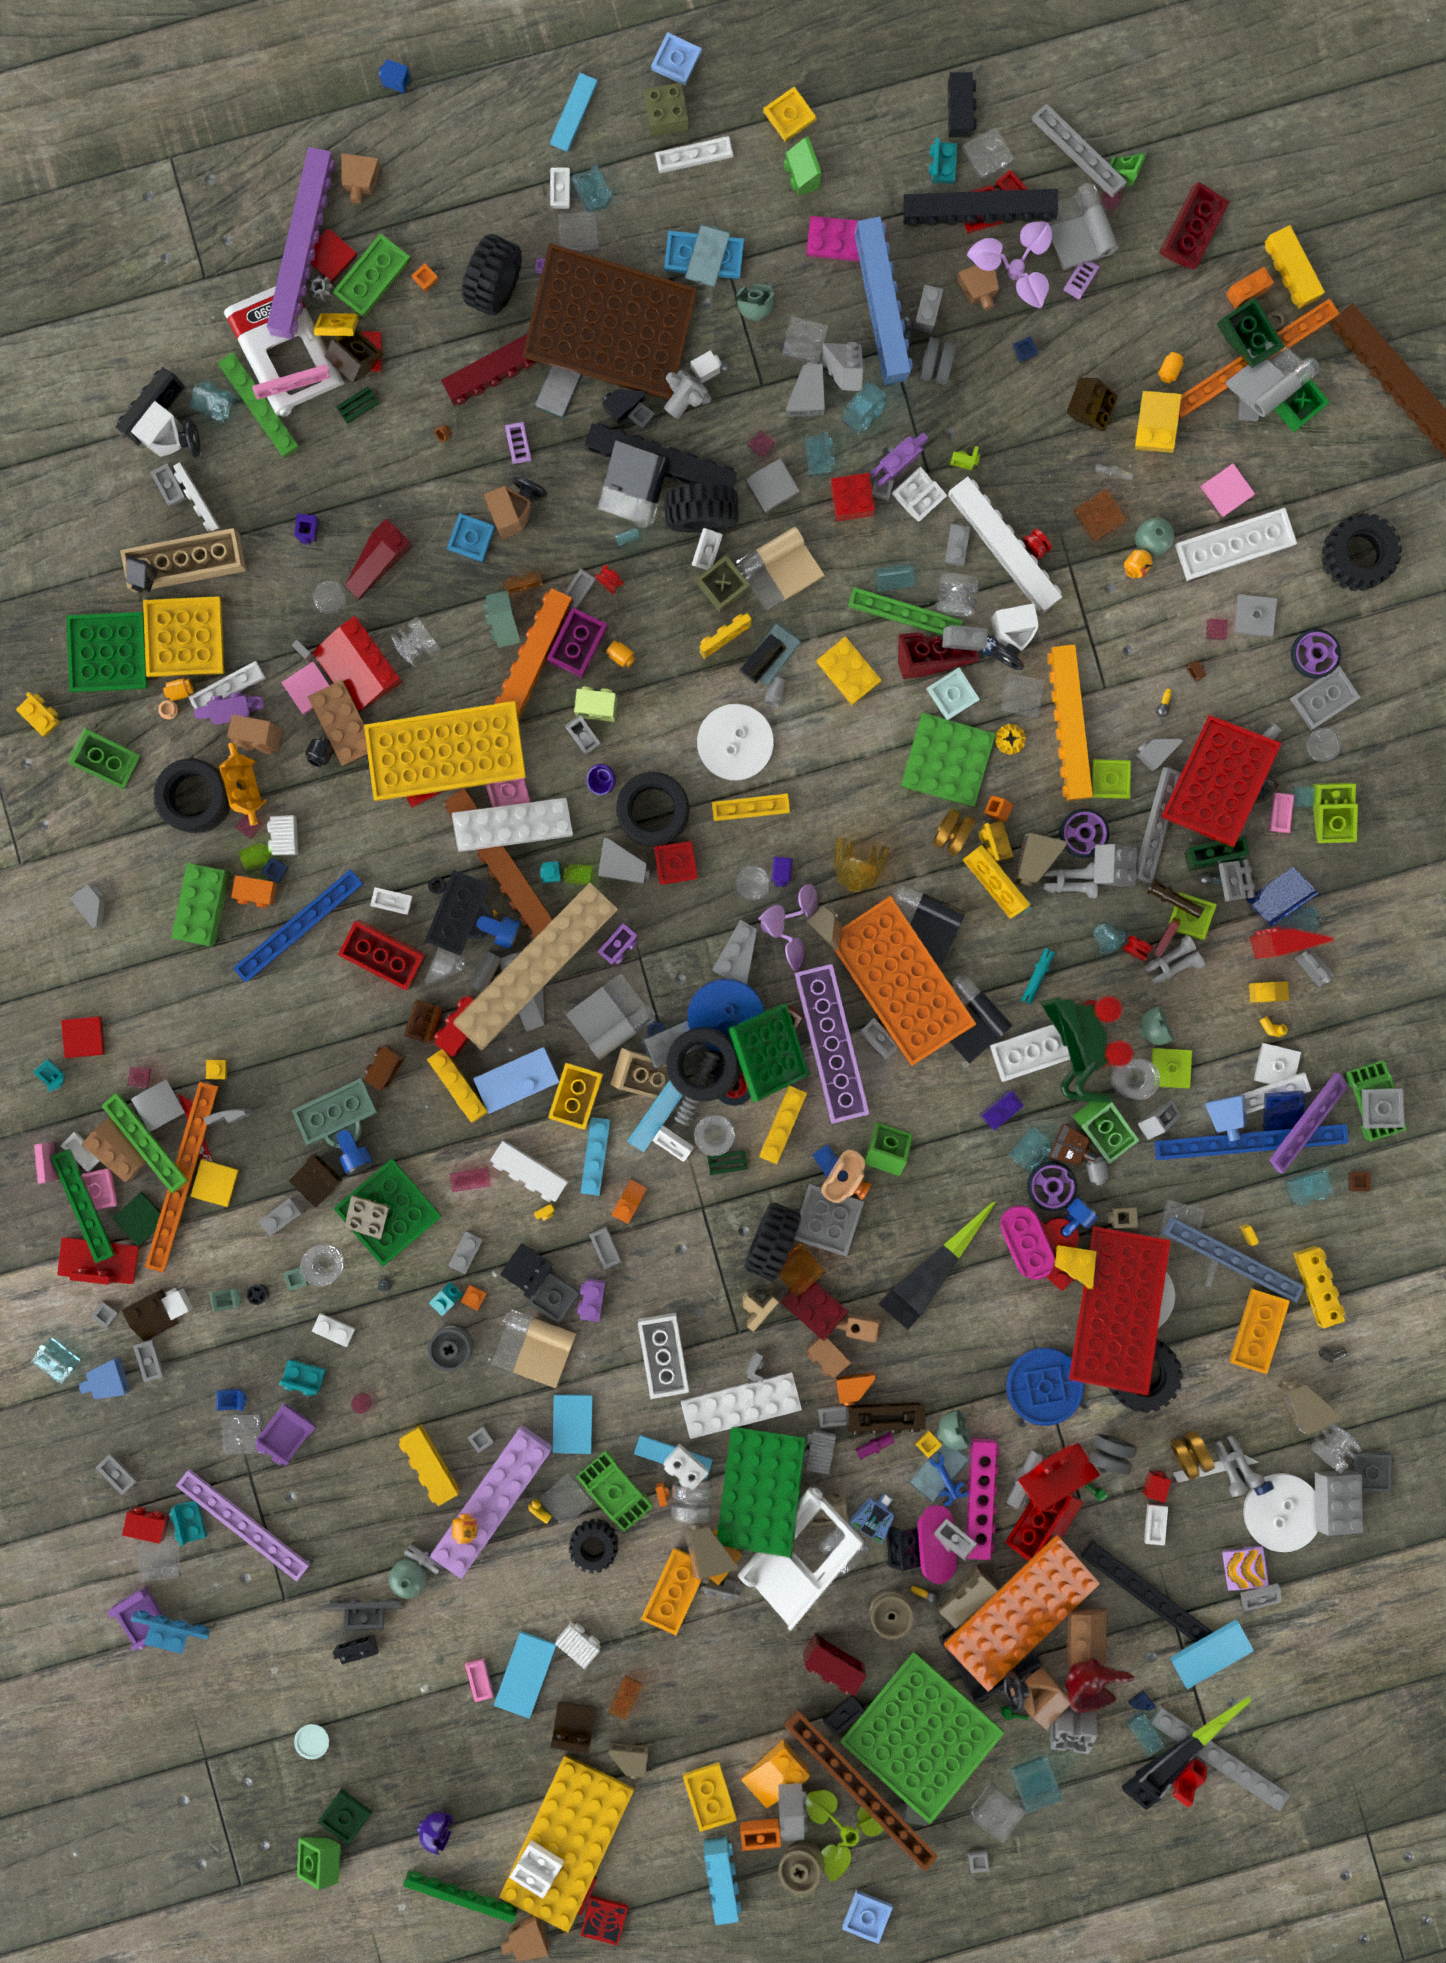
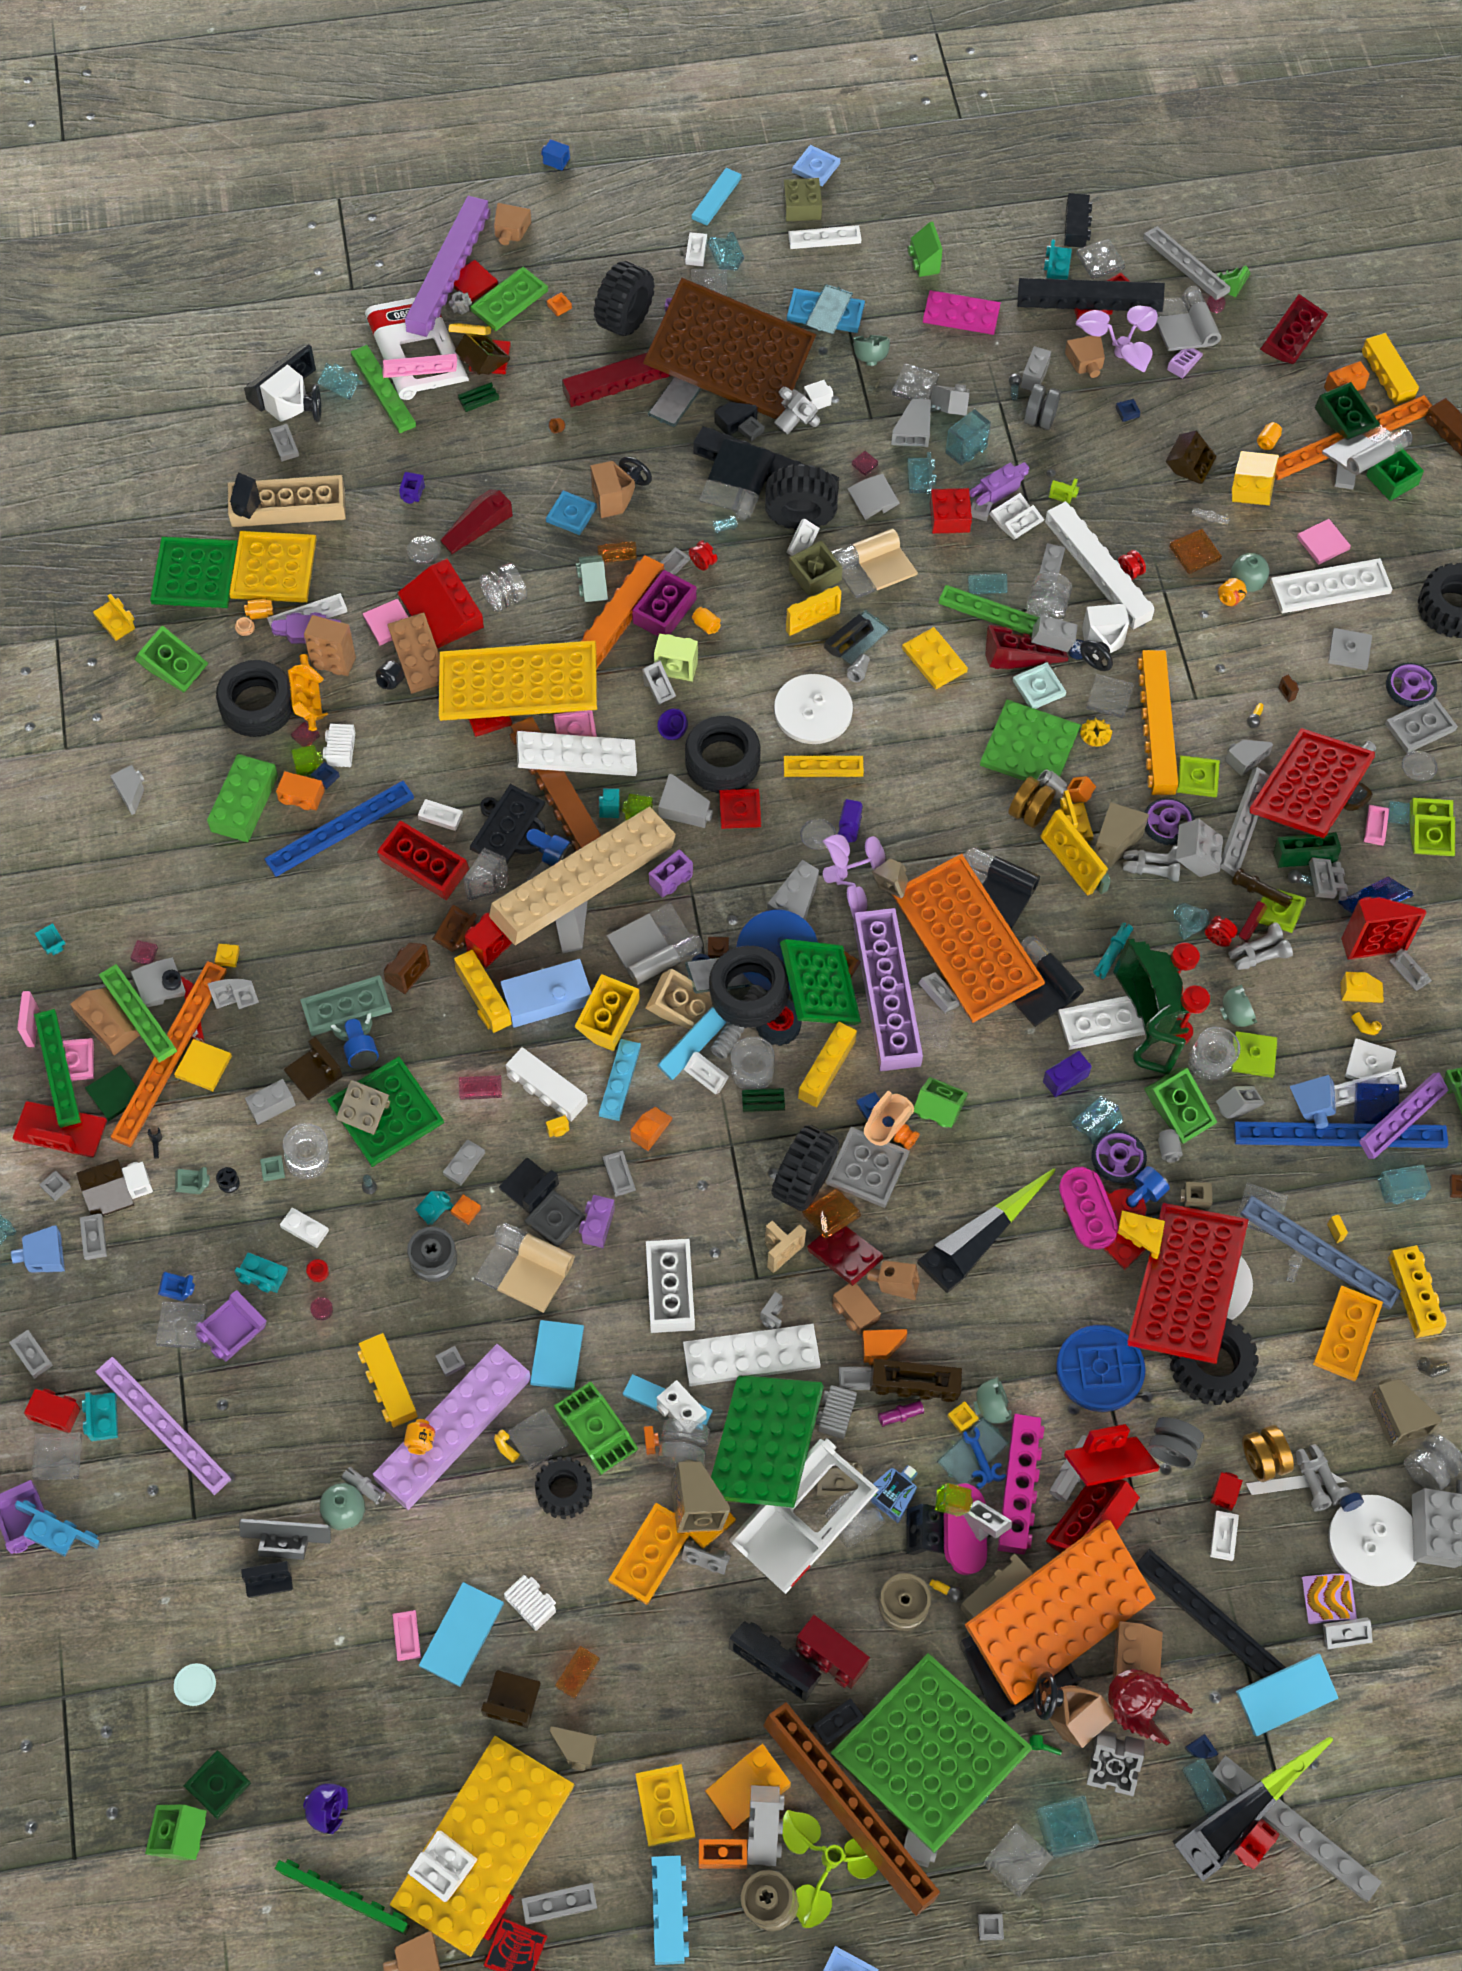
camera: 10 degrees right, 25 degrees down
(80, 1154) = (69, 1023): white tile -> none
(82, 1037) = (92, 911): red tile -> none
(165, 1102) = (177, 980): none -> black bush
(186, 1263) = (155, 1139): none -> black hand
(192, 493) = (306, 450): white plate -> none
(302, 650) = (389, 587): light grey tile -> none
(352, 1368) = (317, 1270): none -> red tile
(516, 426) = (628, 426): lavender slope -> none
(634, 1882) = (559, 1903): none -> light grey plate
(670, 1012) = (717, 946): none -> reddish brown plate
(786, 1674) = (774, 1660): none -> black slope
(789, 114) = (916, 213): yellow plate -> none
(854, 872) = (931, 824): clear yellow piece -> none
(882, 300) = (992, 355): medium blue brick -> none
(926, 1531) = (953, 1499): none -> clear neon green brick
(972, 807) = (1054, 781): none -> light grey brick
(1072, 1147) = (1142, 1116): reddish brown torso -> none
(1099, 1494) = (1158, 1496): green hand -> none
(1216, 629) = (1310, 657): clear pink tile -> none

